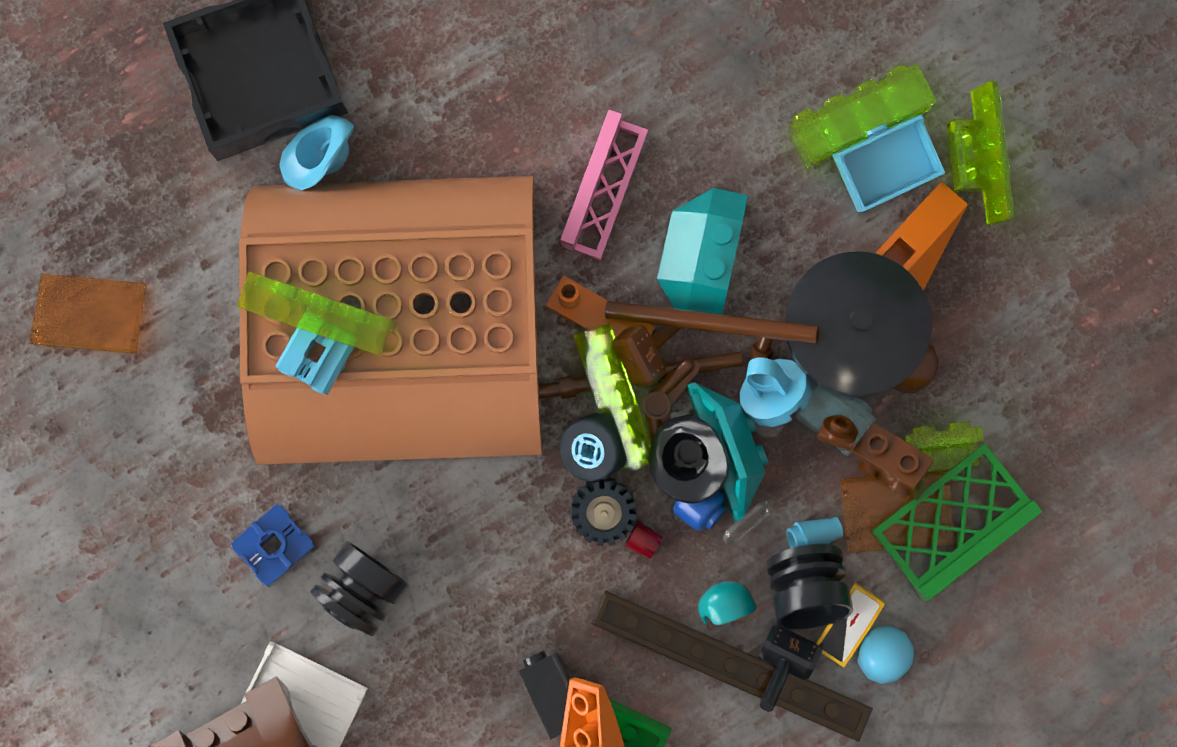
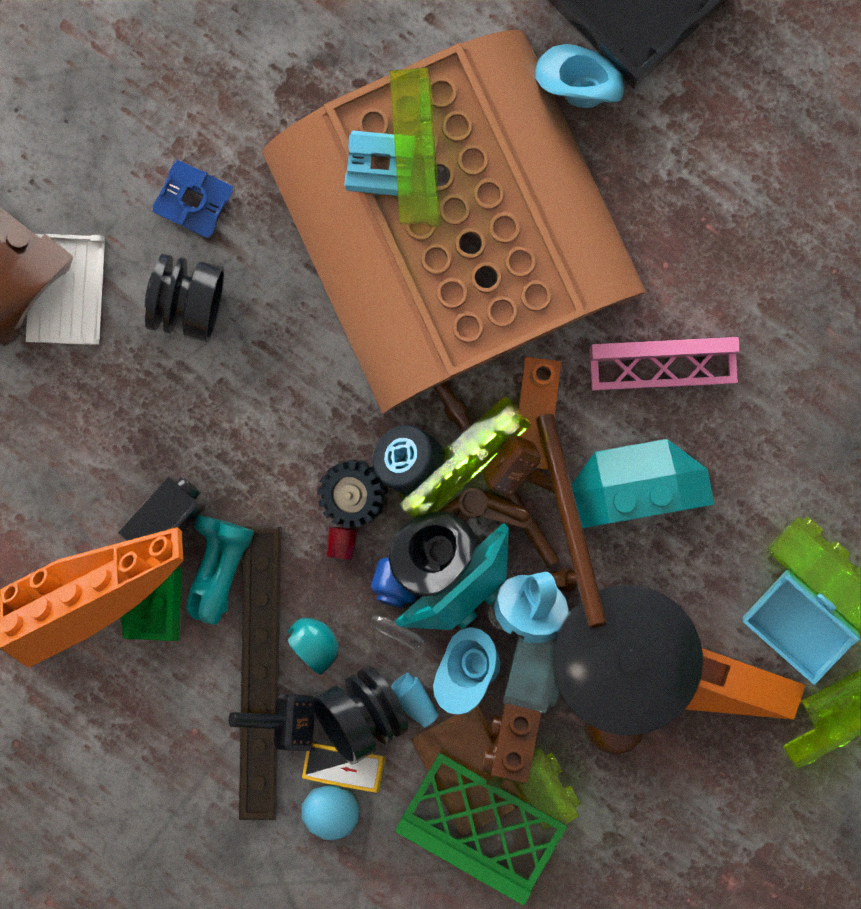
camera: 60 degrees right, 5 degrees up
(624, 667) = (214, 578): none -> teal piece
(807, 475) = (466, 671): none -> medium azure piece
(838, 431) = (517, 683): reddish brown plate -> none

